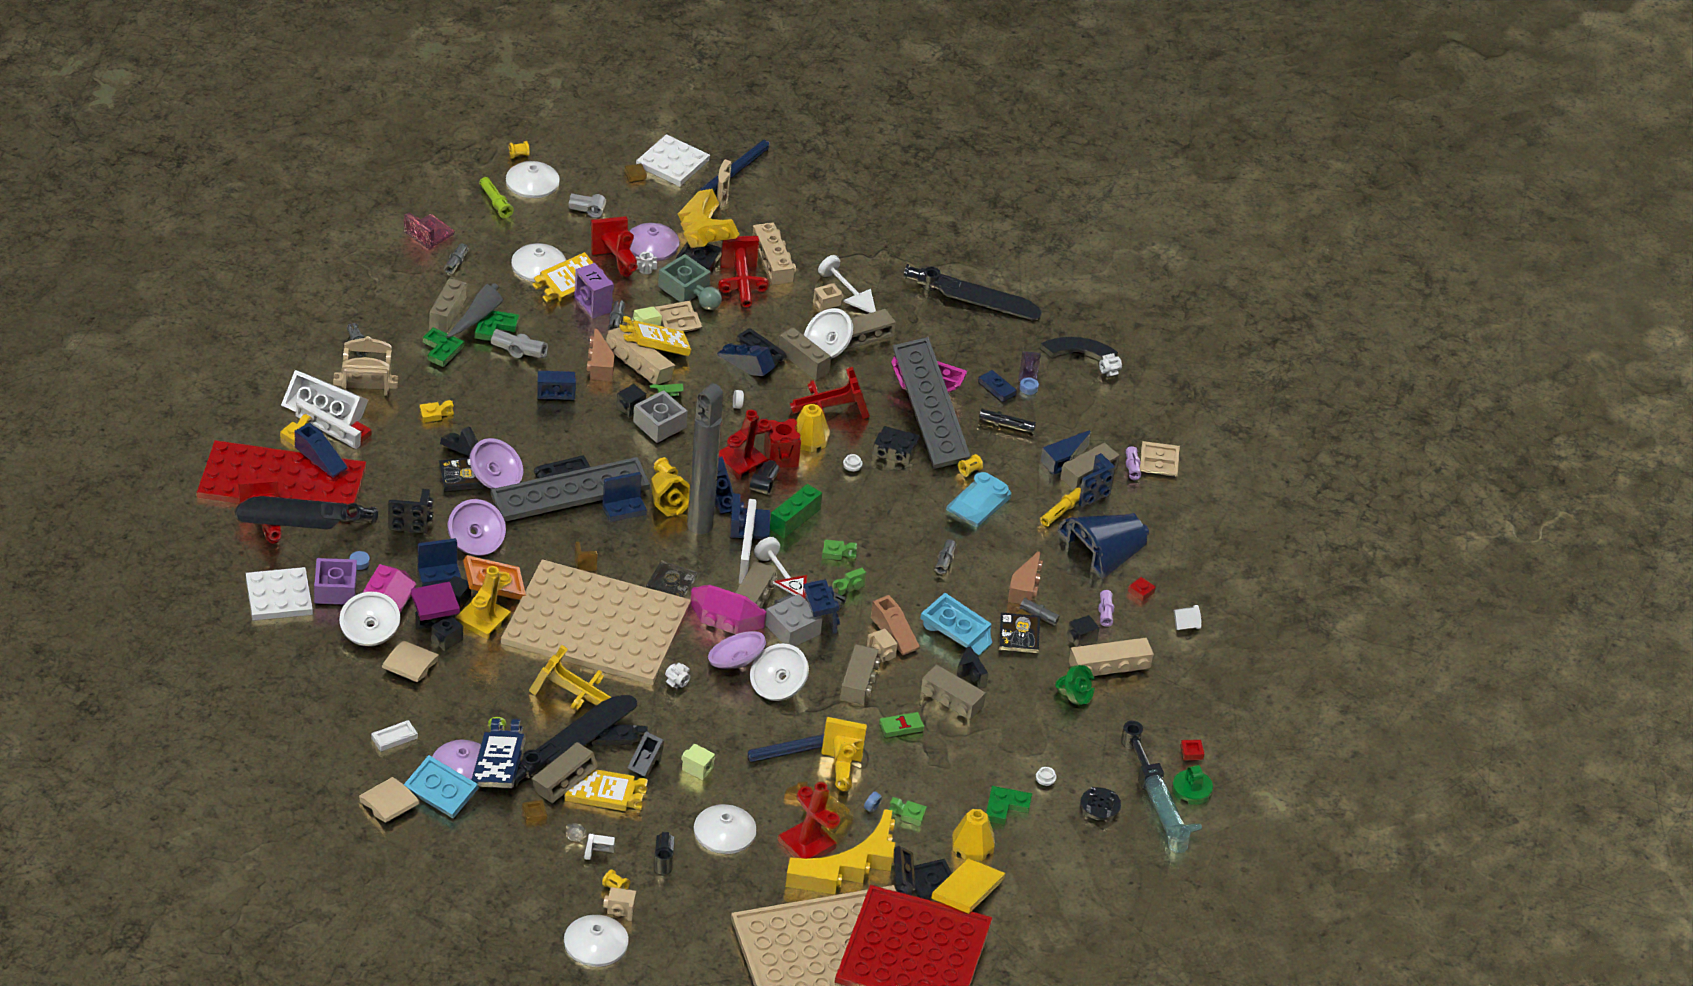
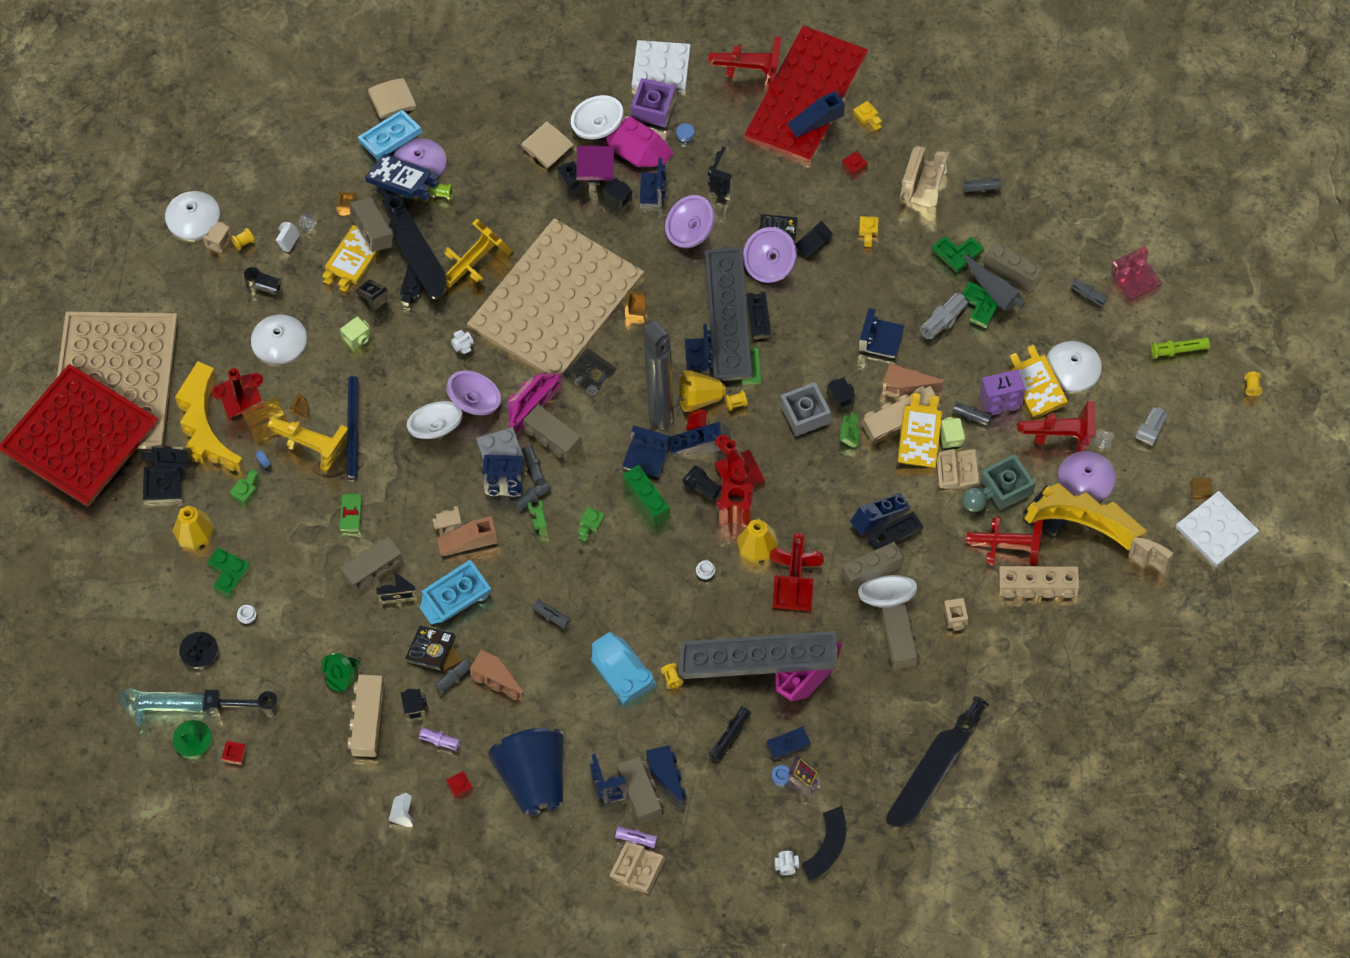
camera: 115 degrees right, 20 degrees up
(301, 512) = (727, 81): black piece -> none
(325, 396) = (898, 141): white slope -> none
(329, 424) = (867, 136): white tile -> none
(394, 735) = (466, 118): white tile -> none
(476, 571) = (621, 222): orange plate -> none
(483, 613) = (587, 208): yellow piece -> none
(532, 179) = (1207, 399): white dish -> none
(646, 262) = (1046, 457): white gear -> none
(738, 398) = (820, 489): white tile -> none
(740, 163) = (1201, 595): dark blue axle -> none
(747, 542) = (605, 433): white tile -> none
(767, 550) = (544, 464): white piece -> none
(860, 300) = (950, 651): white piece -> none
(860, 674) = (418, 491): dark tan brick -> none
(895, 445) = (722, 616): black plate -> none
(968, 886) = (134, 500): yellow tile -> none
(1067, 502) = (590, 744): yellow pin -> none

